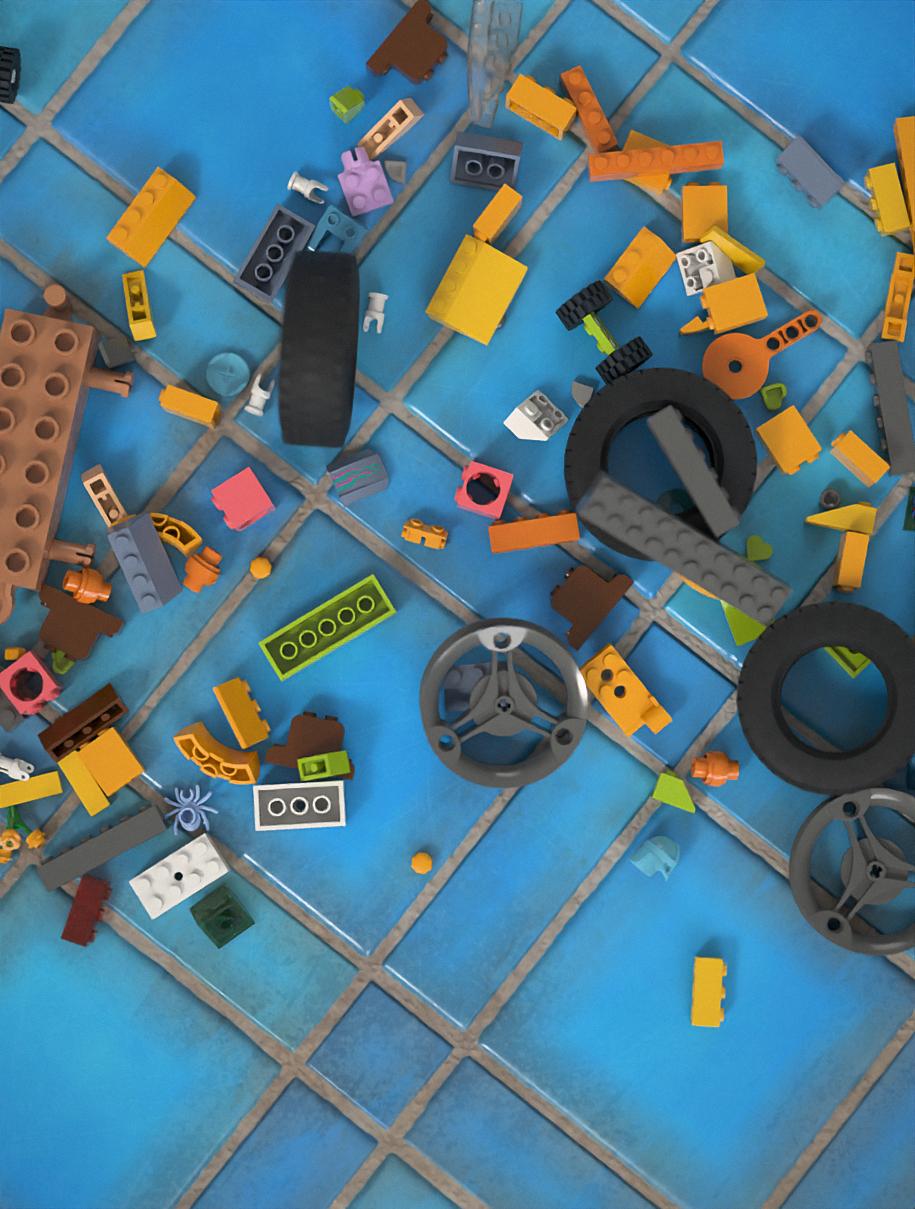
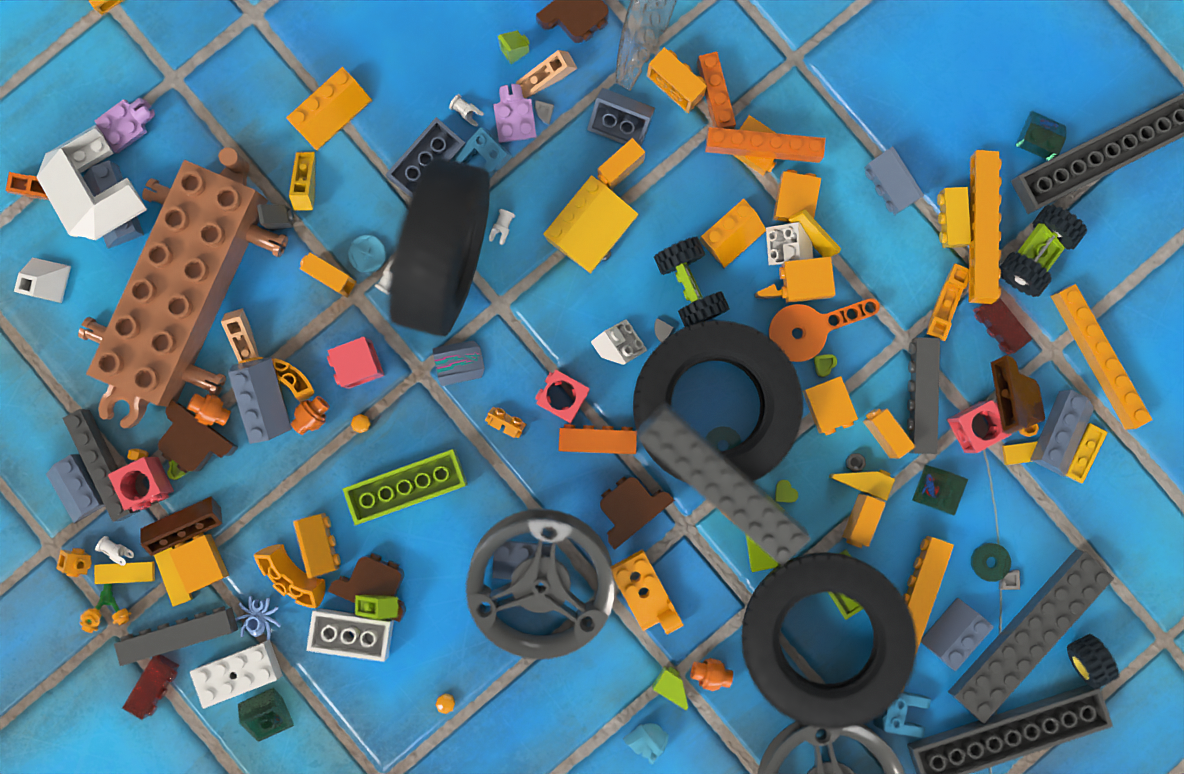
camera: 10 degrees right, 0 degrees up
(693, 472) = (745, 419): dark grey brick -> none

